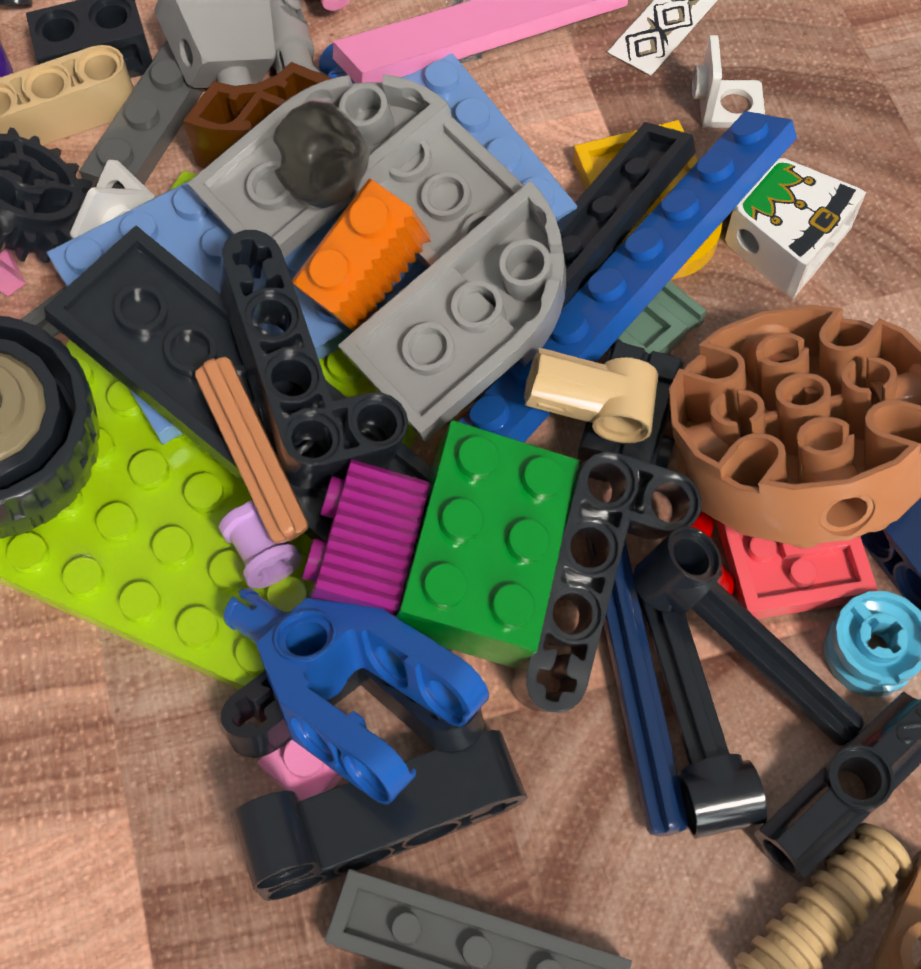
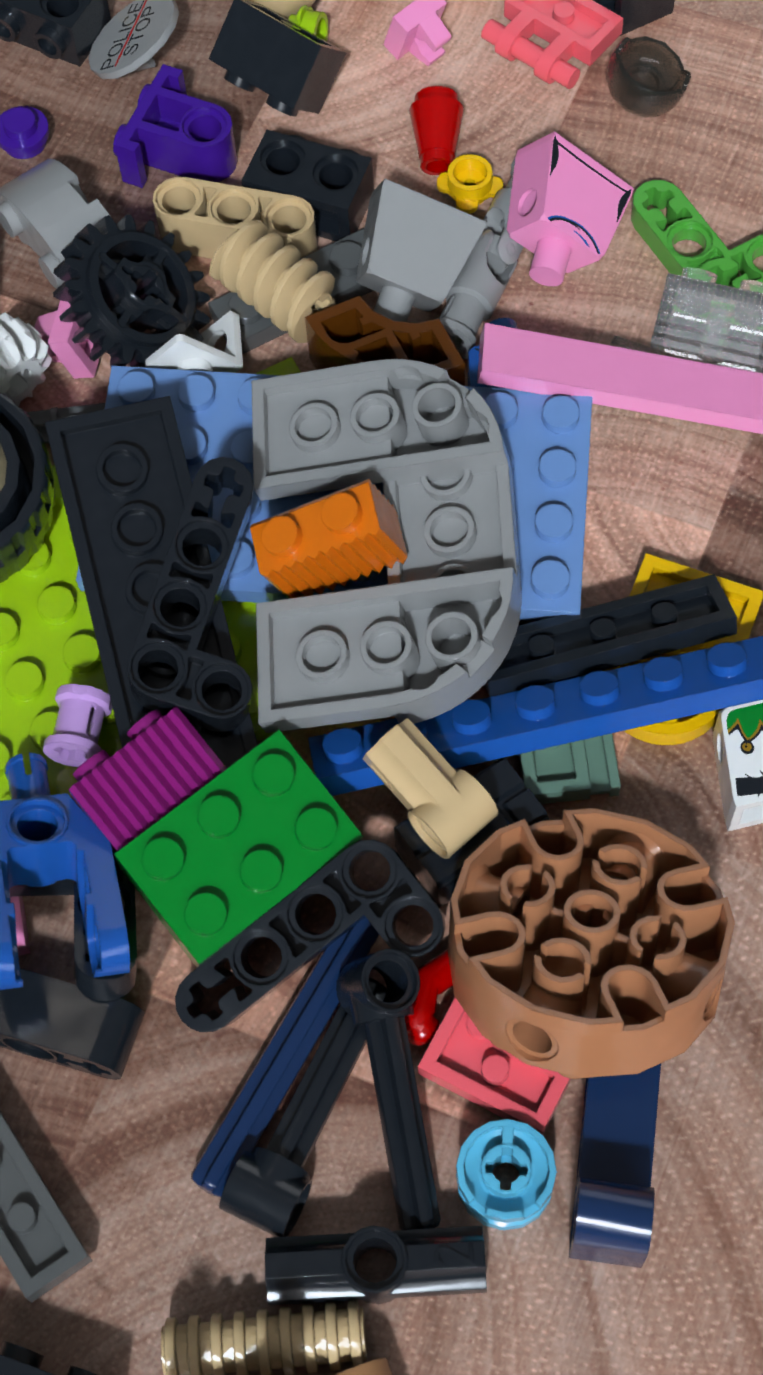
camera: 40 degrees right, 0 degrees up
(128, 112) = (272, 278): none -> tan piece
(251, 450) = (113, 645): nougat axle -> none
(320, 154) = (354, 433): clear smoke hair -> none

